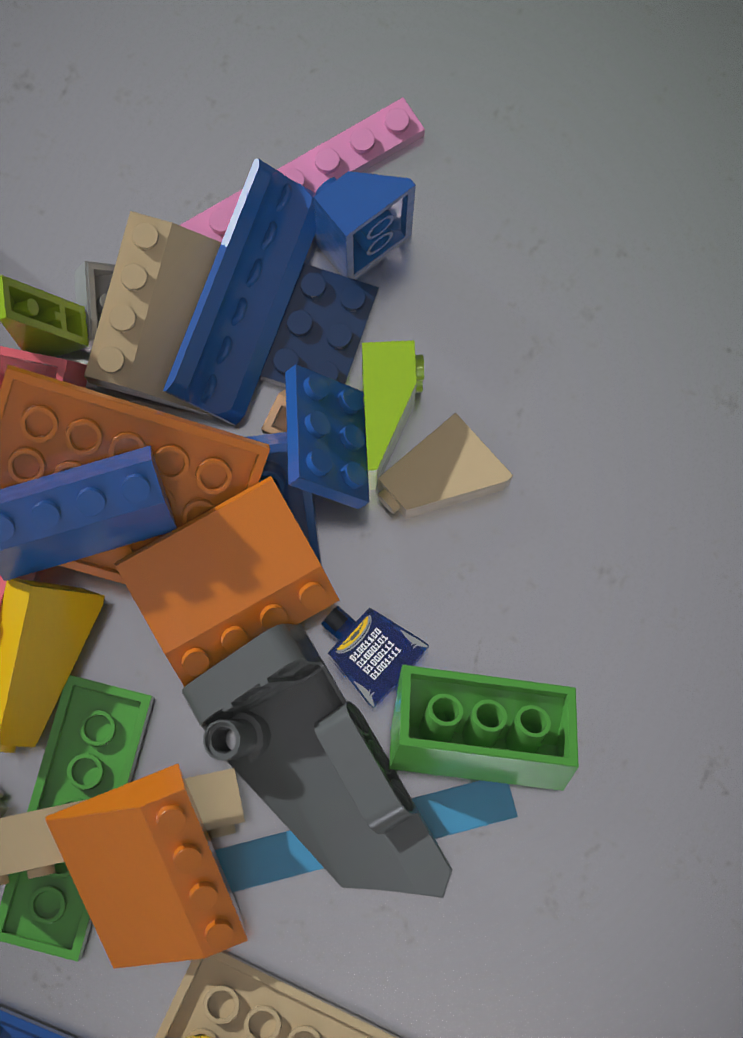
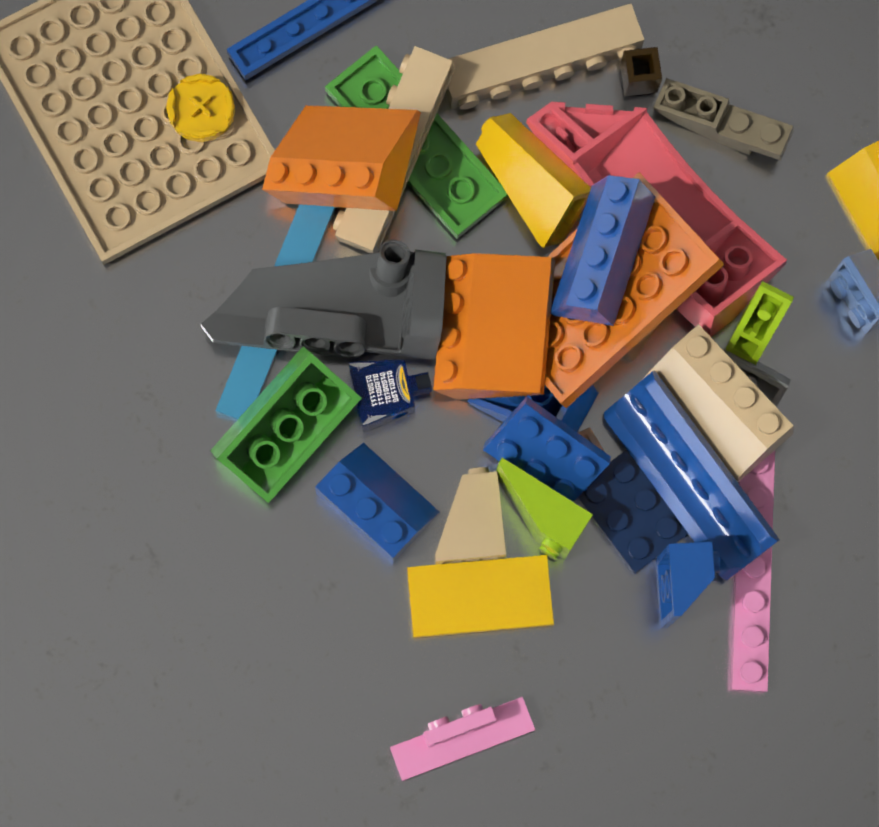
camera: 120 degrees right, 0 degrees up
(491, 581) = (376, 501): none -> blue slope
(510, 417) = (480, 596): none -> yellow tile
(657, 342) = (462, 737): none -> bright pink bracket

